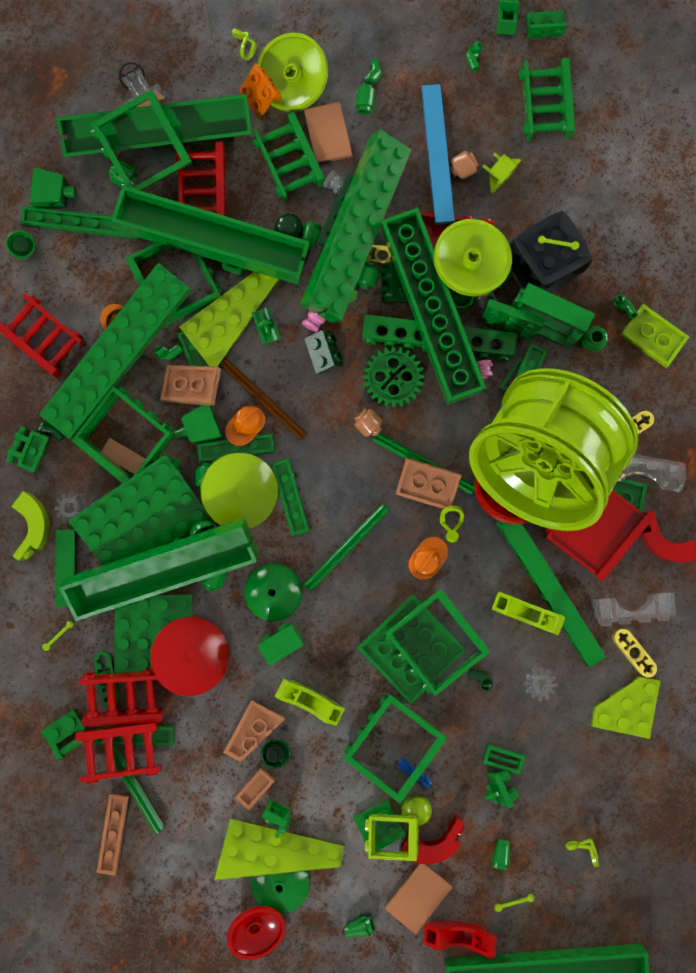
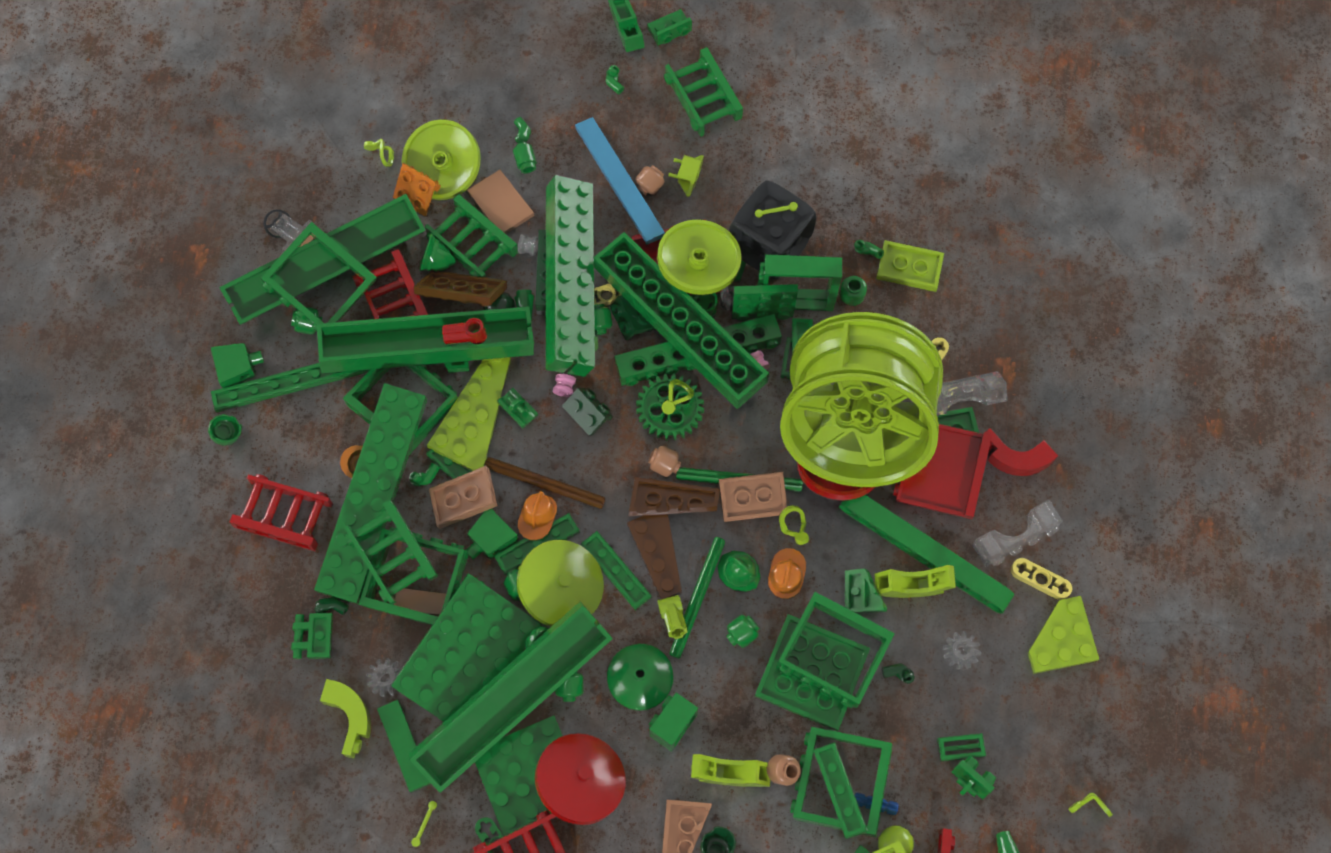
camera: 30 degrees left, 15 degrees down
(124, 398) = (412, 551): none -> green fence
(242, 243) = (463, 332): none -> red piece
(252, 161) = (436, 256): none -> green piece
(260, 199) = (460, 287): none -> reddish brown plate
(319, 552) = (672, 613): none -> lime piece
(331, 490) = (656, 548): none -> reddish brown wing
(352, 718) = (783, 769): none -> nougat head
(357, 455) = (665, 497): none -> reddish brown wing
(370, 592) = (742, 631): none -> green head
(388, 757) = (840, 790): none -> green tile
(390, 539) = (739, 571): none -> green piece
(391, 378) = (669, 406): none -> lime piece
(480, 603) = (862, 593): none -> green wing

